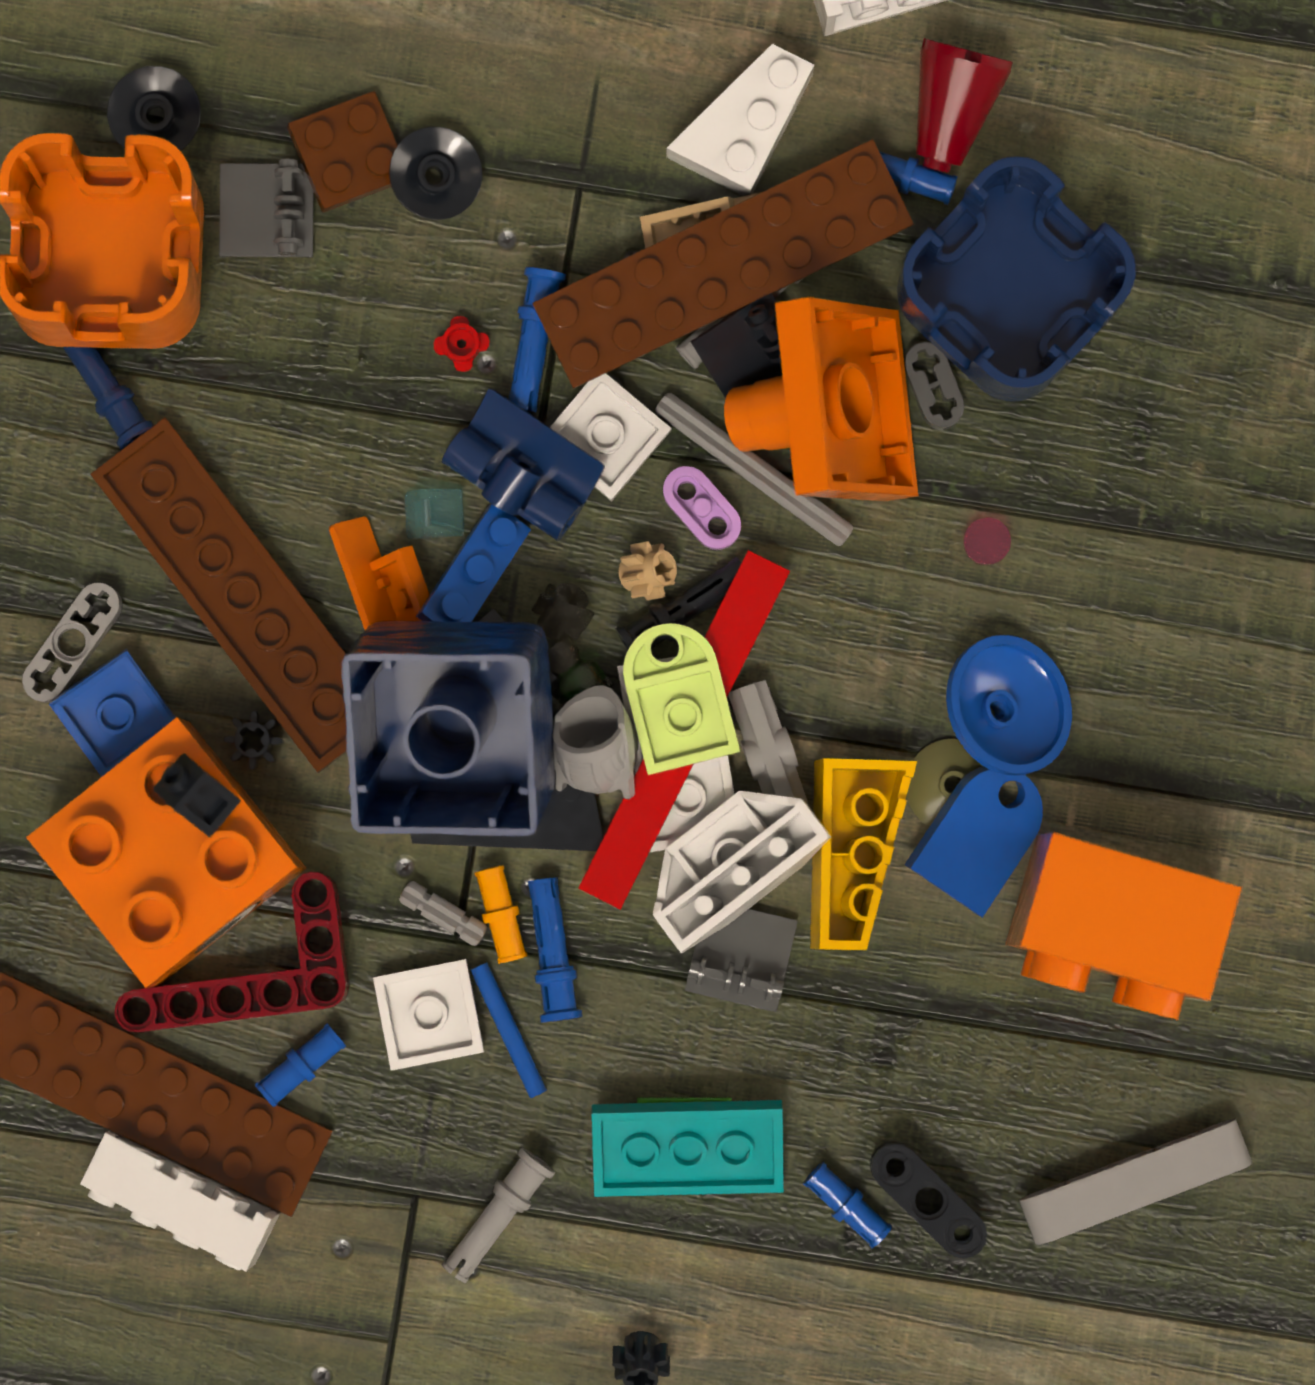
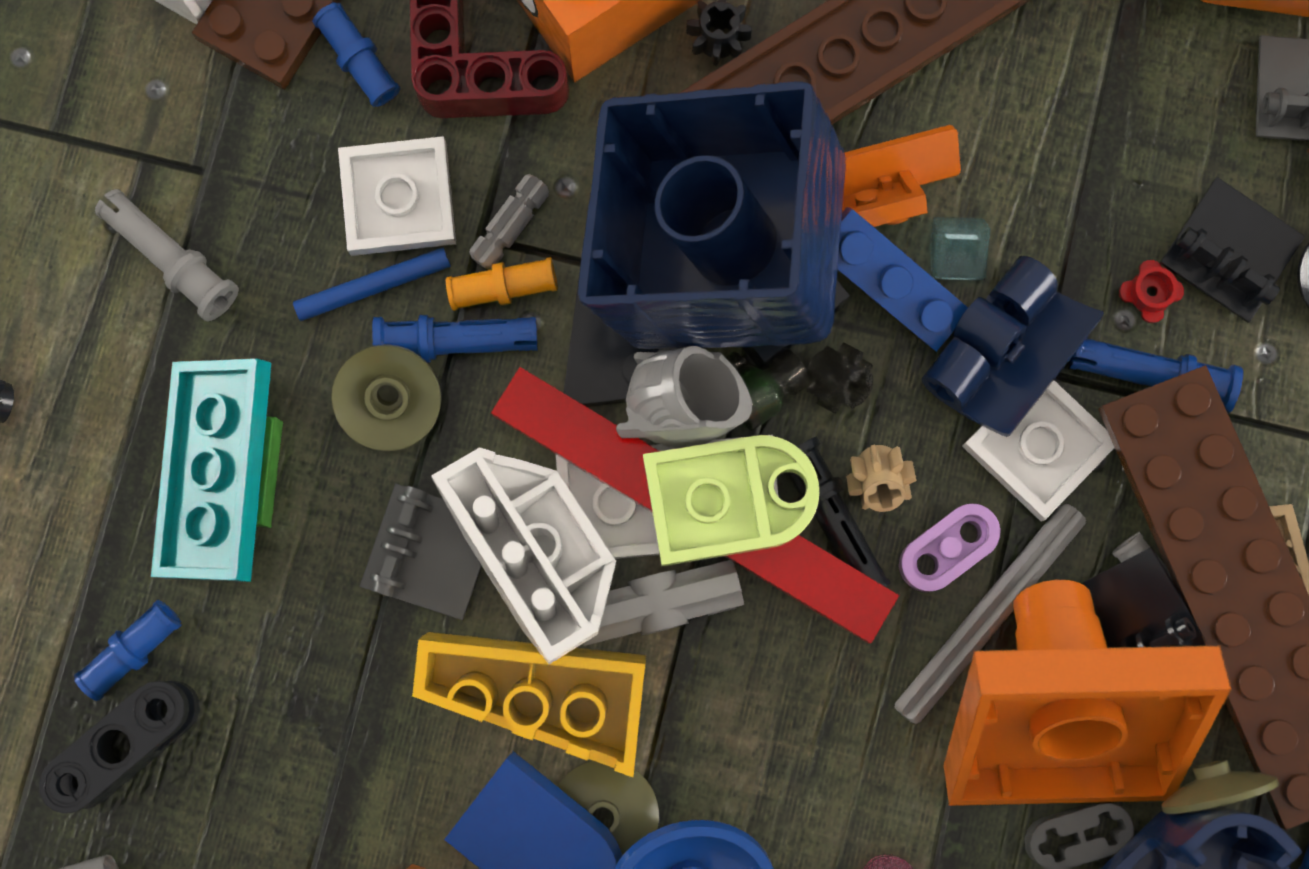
camera: 90 degrees right, 5 degrees down
(419, 274) = (1233, 250): none -> black hinge
(631, 1000) = (379, 422): none -> olive dish
(882, 282) = (1217, 787): none -> olive dish

